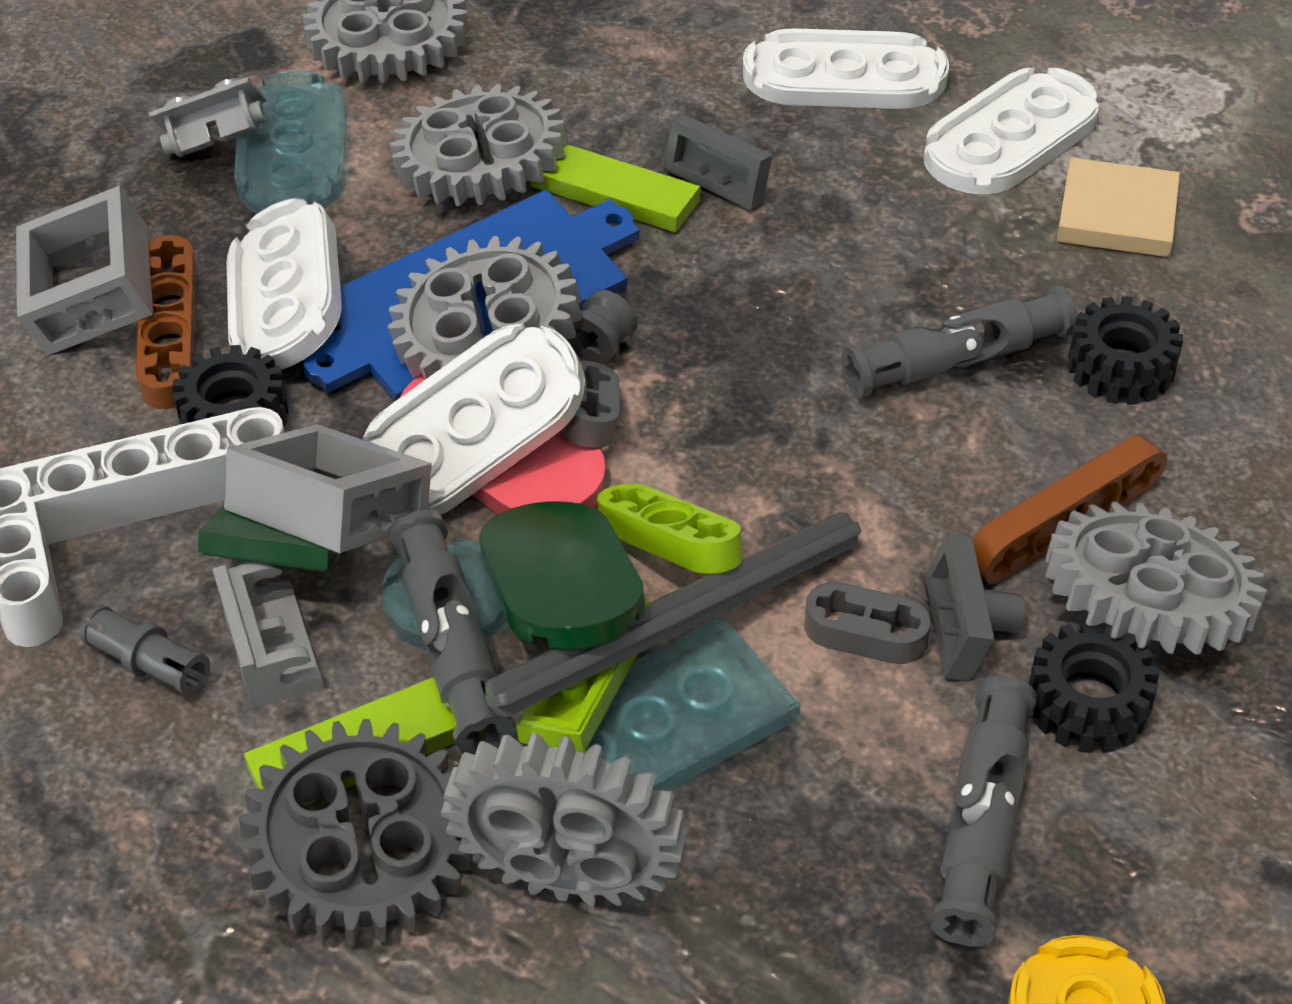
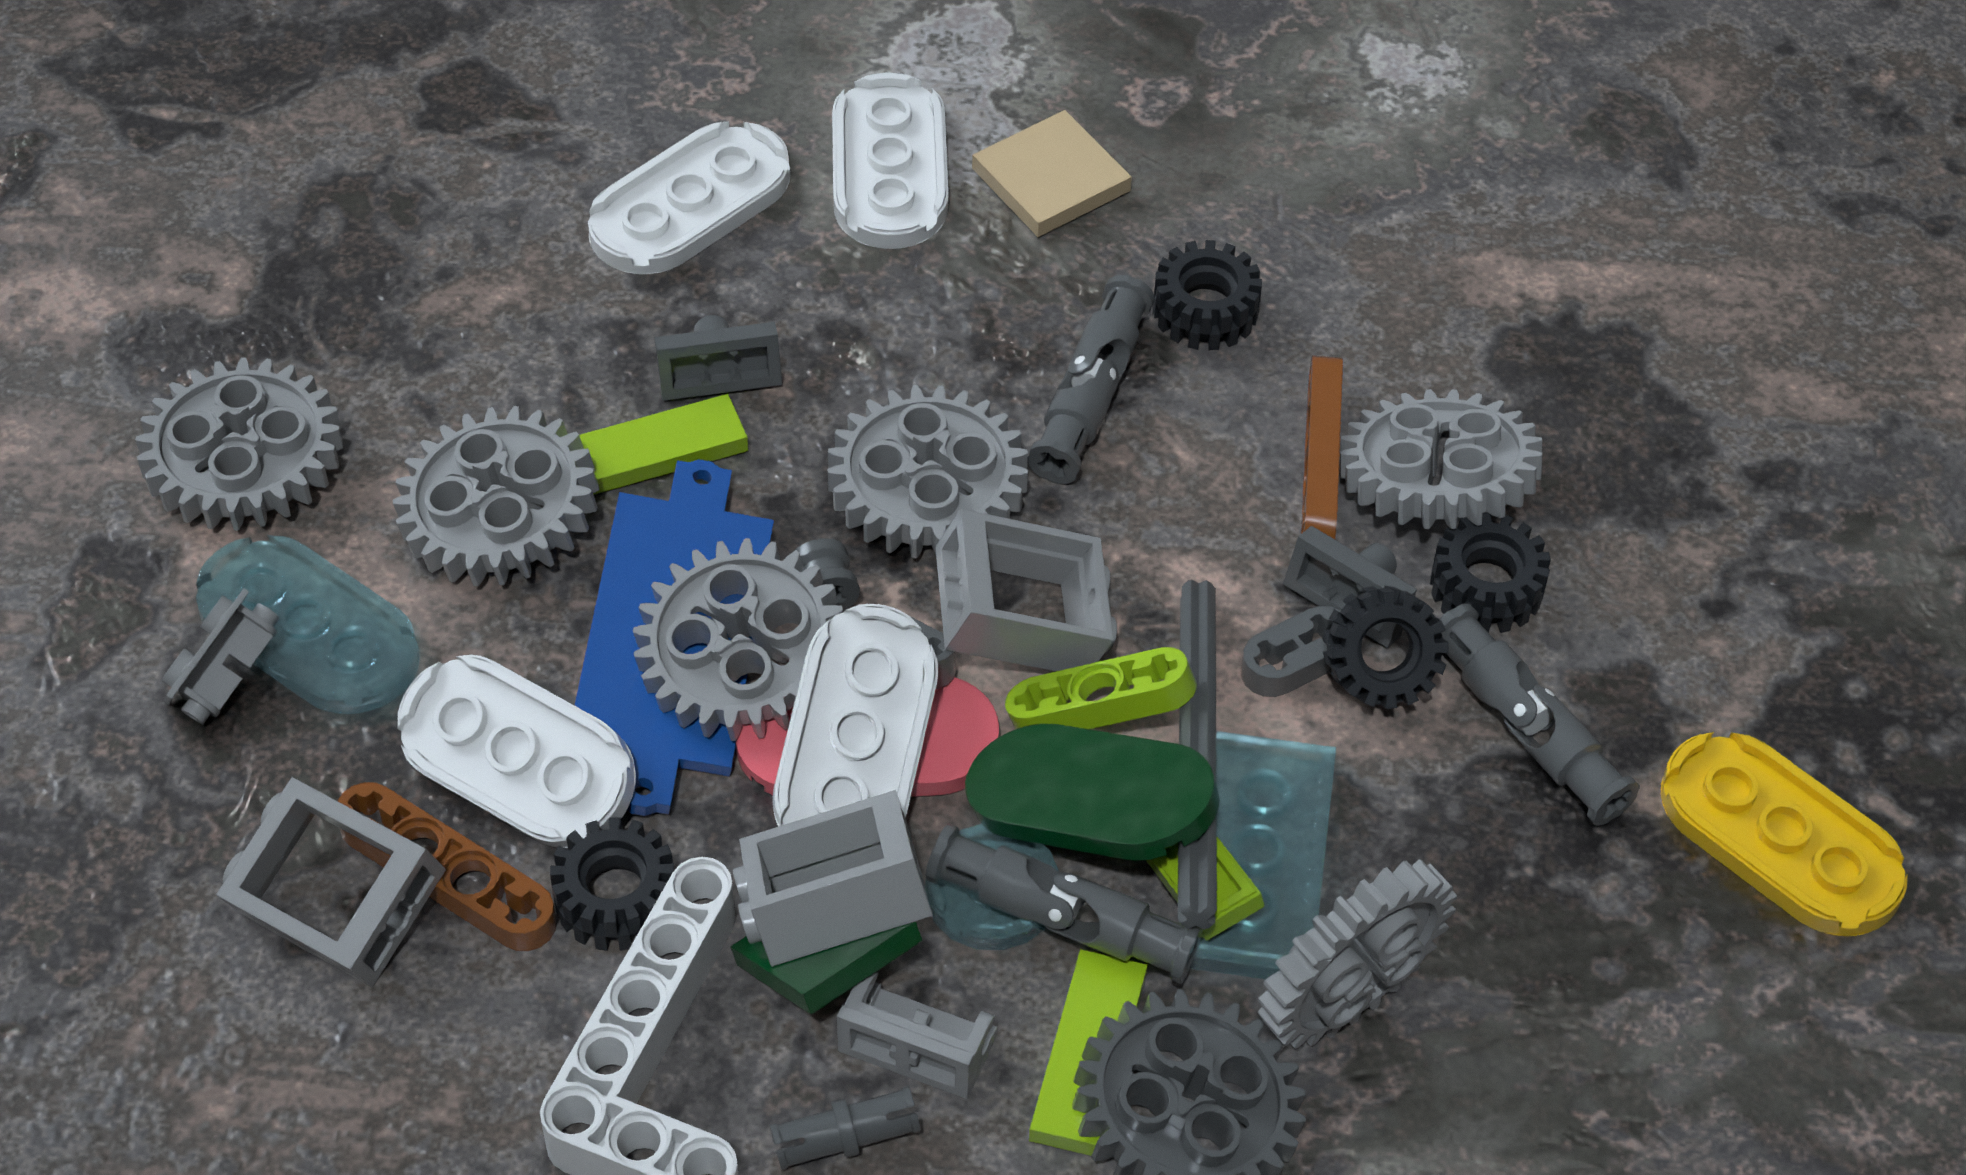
camera: 50 degrees left, 5 degrees up
(718, 320) = (920, 463): none -> light grey gear
(732, 390) = (995, 543): none -> light grey window
(875, 657) = (1417, 668): none -> black tyre

